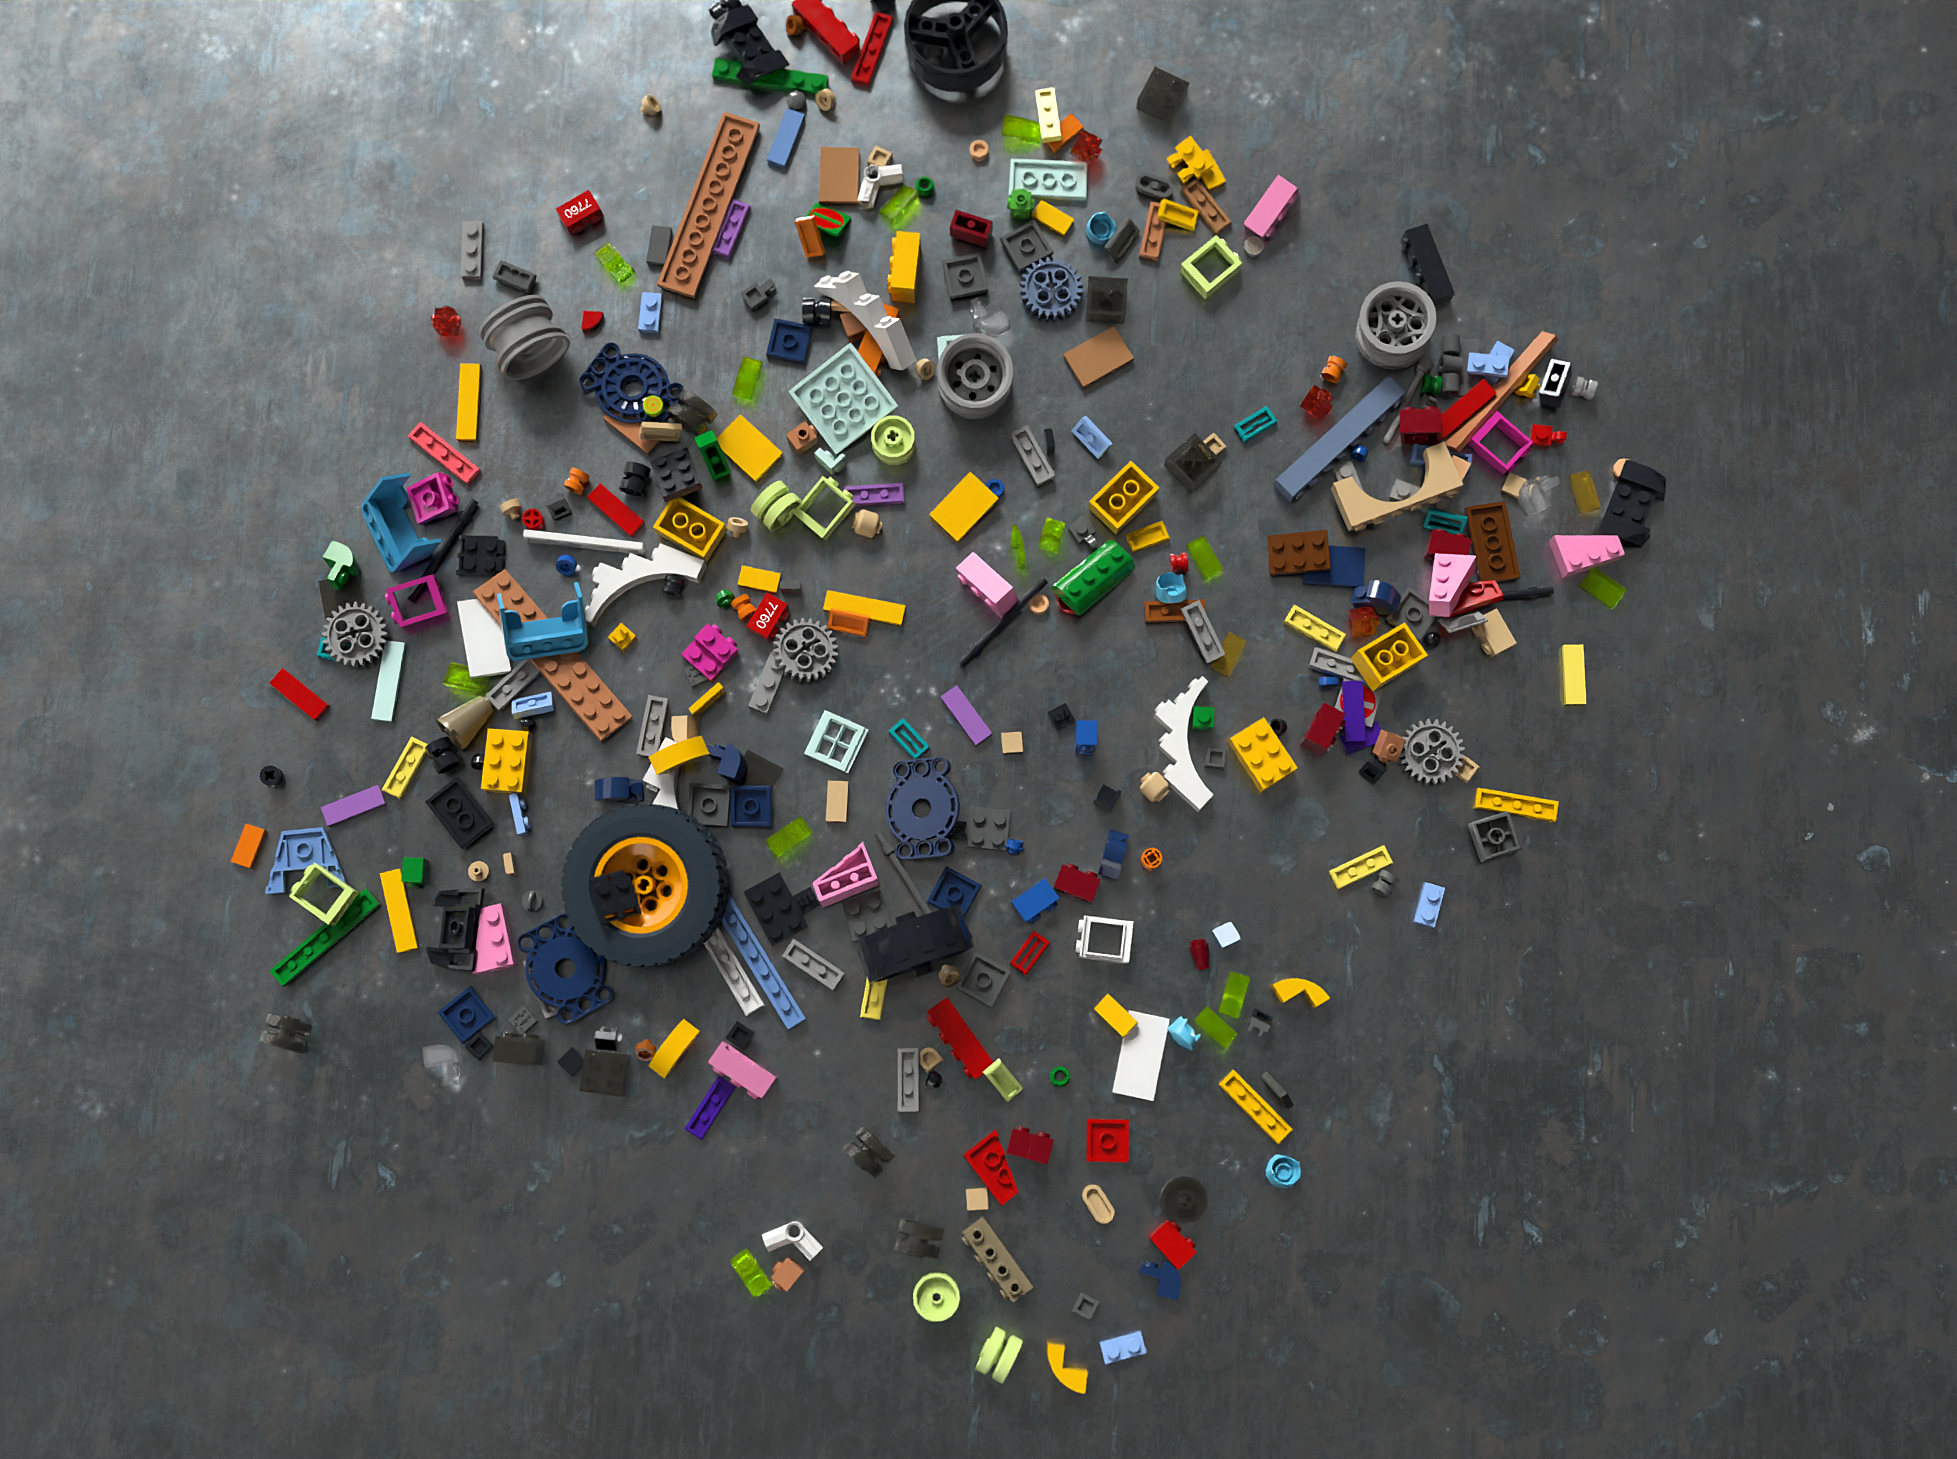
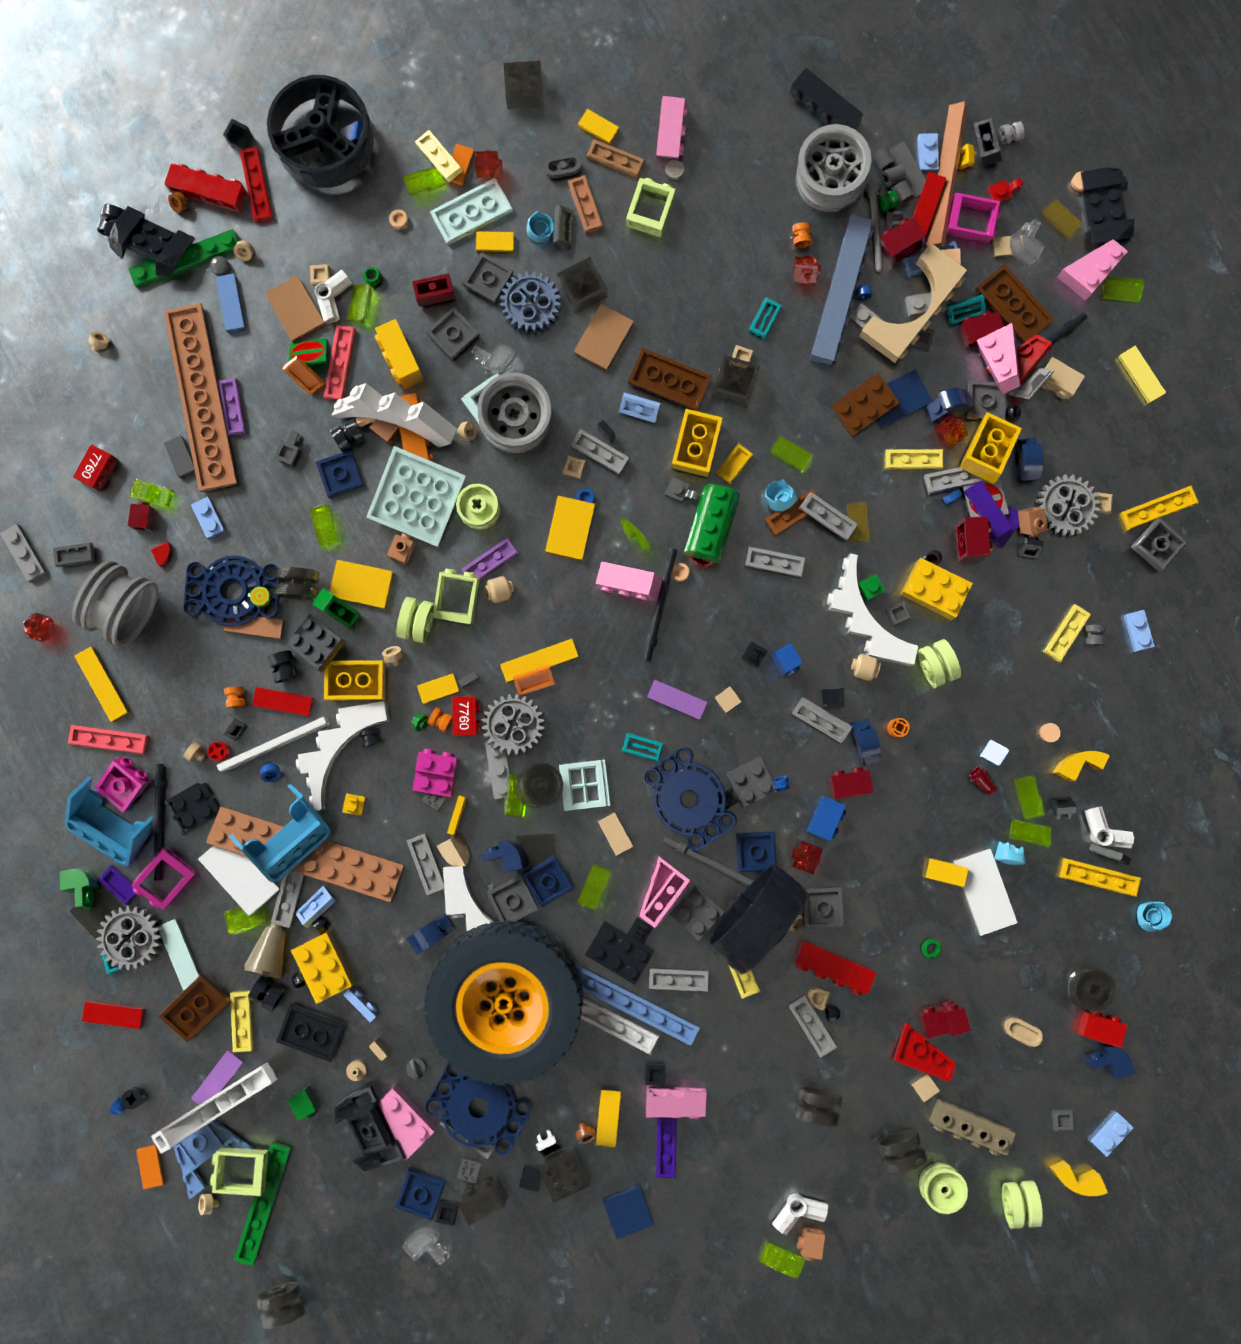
camera: 30 degrees left, 5 degrees up
(252, 776) = (117, 1107): none -> blue hinge
(277, 908) = (207, 1204): none -> tan tile
(337, 824) = (214, 1107): none -> white arch
(373, 729) = (194, 1007): none -> reddish brown plate
(374, 584) = (118, 884): none -> dark purple tile
(399, 911) = (310, 1143): yellow tile -> none
(593, 277) = (141, 516): none -> dark red brick
(614, 897) = (486, 1031): black plate -> none
(640, 1145) = (628, 1212): none -> dark blue tile
(660, 431) = (279, 614): tan tile -> none
(678, 754) = (464, 877): yellow brick -> none
(769, 714) = (512, 804): none -> clear neon green slope
(793, 704) = (549, 786): none -> clear smoke wheel
(827, 461) = (433, 556): light aqua bracket -> none
(849, 244) = (339, 362): none -> coral tile
(983, 51) = (352, 132): none -> blue tile
(995, 923) = (806, 857): none -> clear red brick
(1001, 456) = (574, 467): none -> tan tile
(1003, 1080) = (889, 980): yellowish green tile -> none
(1019, 967) = (846, 859): red tile -> none
(1020, 204) = (462, 245): bright green brick -> none
(1051, 535) = (655, 508): clear neon green bracket -> none
(1082, 946) = (886, 832): white window -> none
(1085, 810) = (822, 720): none -> light grey plate
(1107, 1140) = (1000, 977): red plate -> none
(1130, 645) = (775, 562): none -> light grey plate
(1134, 428) = (669, 379): none -> reddish brown plate
(1177, 214) = (596, 179): yellow tile -> none
(1179, 563) = (773, 470): red wheel -> none
(1193, 156) = (580, 122): yellow plate -> none
(1220, 821) = (939, 663): none -> yellowish green wheel
(1289, 947) = (1049, 732): none -> light nougat tile
(1290, 1077) = (1113, 838): none -> white piece
(1390, 526) = (925, 339): none -> dark grey tile
(1420, 689) = (1030, 459): none -> dark blue brick
(1487, 365) = (924, 158): light blue plate -> none

